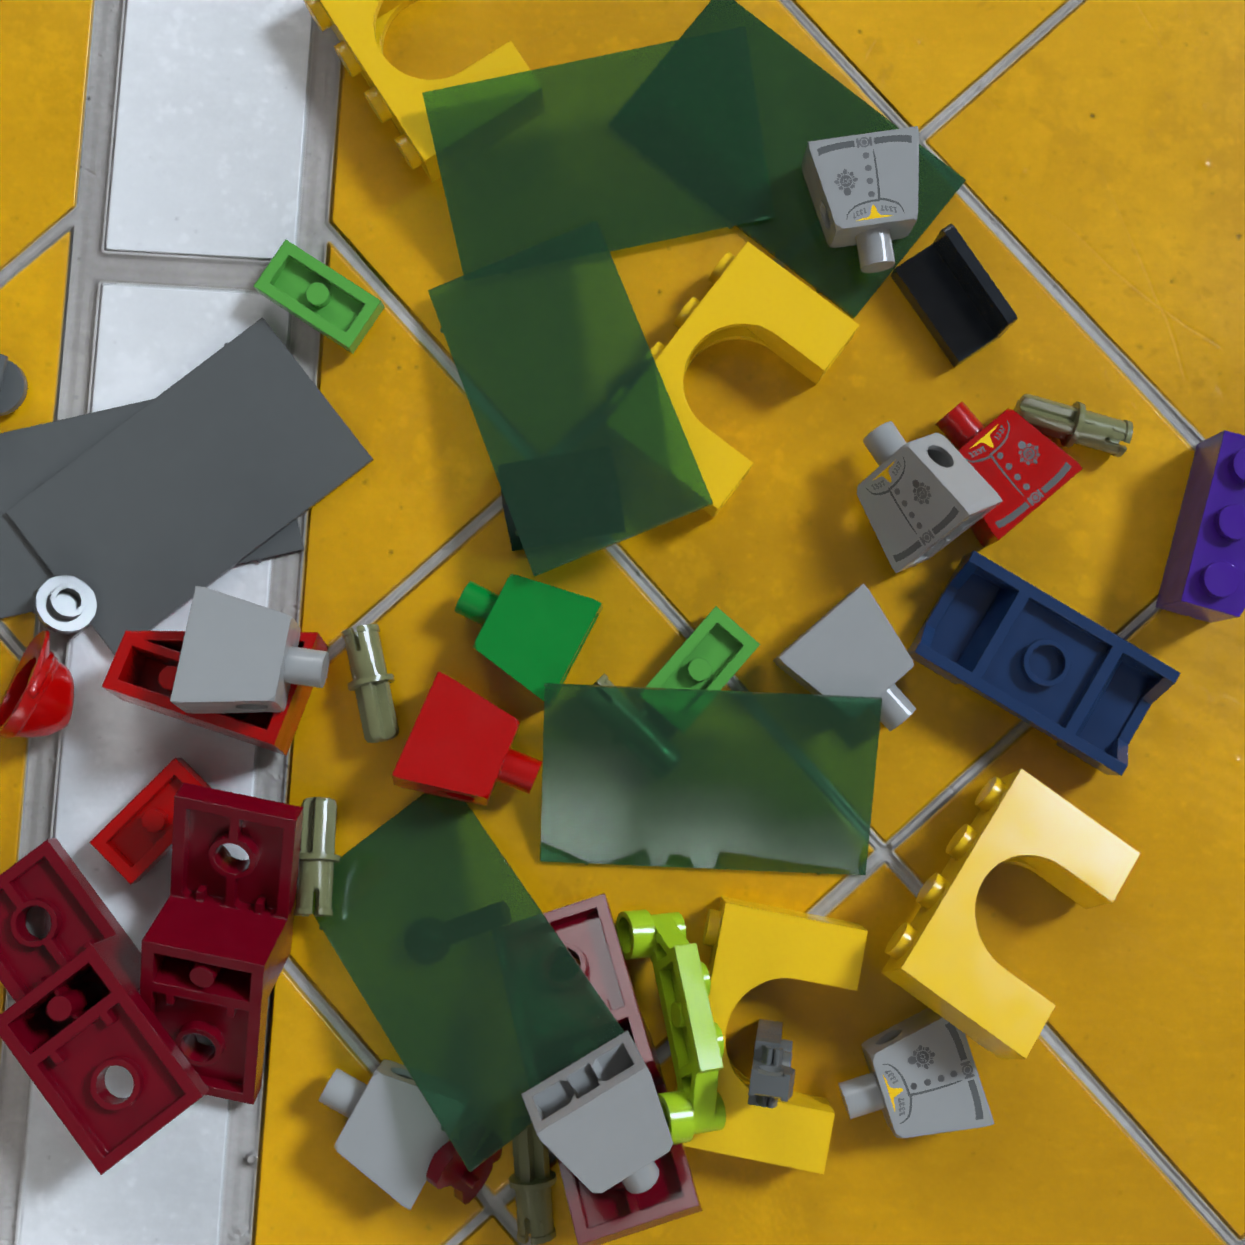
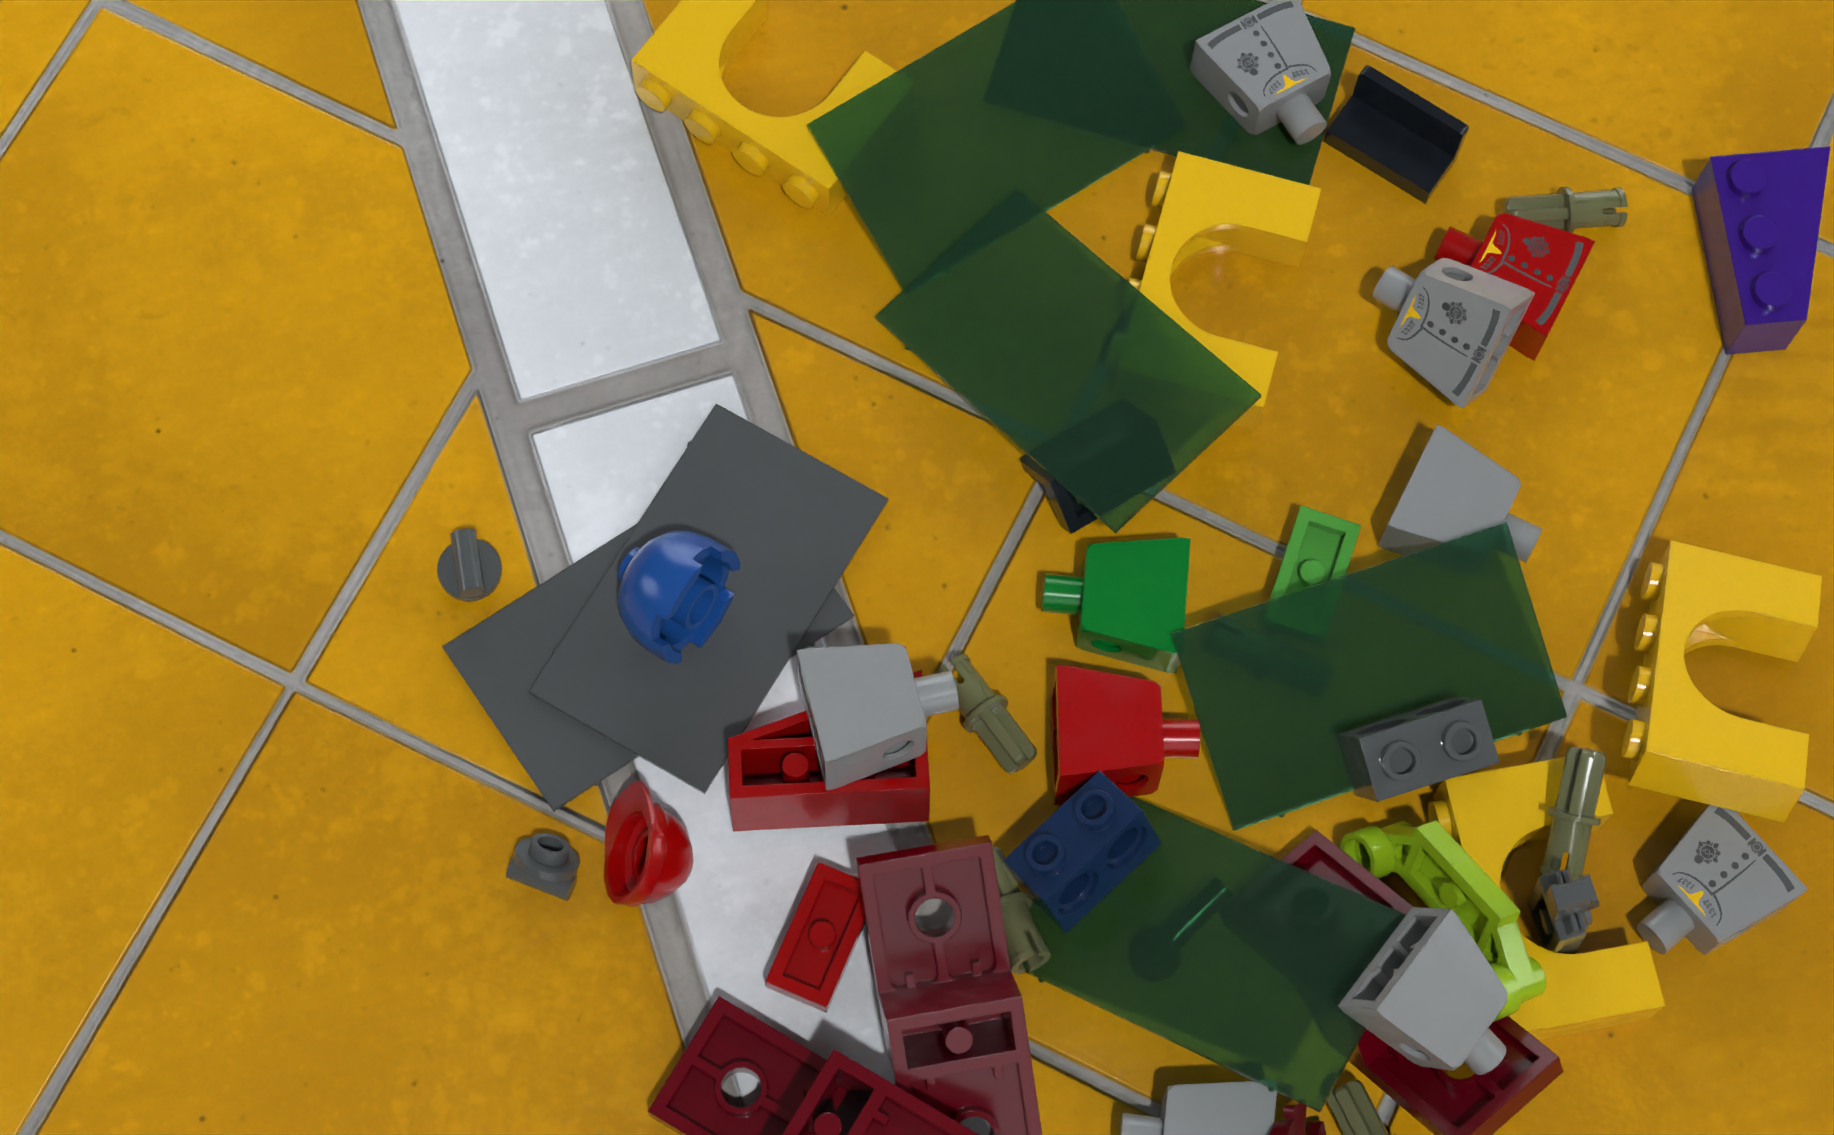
camera: 25 degrees left, 15 degrees down
(65, 605) = (636, 754): plate -> none
(140, 479) = (675, 591): none -> blue cylinder
(319, 296) = (769, 360): bright green plate -> none
(390, 841) = (1082, 851): none -> dark blue brick
(718, 864) = (1418, 748): none -> dark grey brick
(818, 986) = (1574, 810): none -> olive axle
(1041, 662) = (1641, 438): dark blue piece -> none

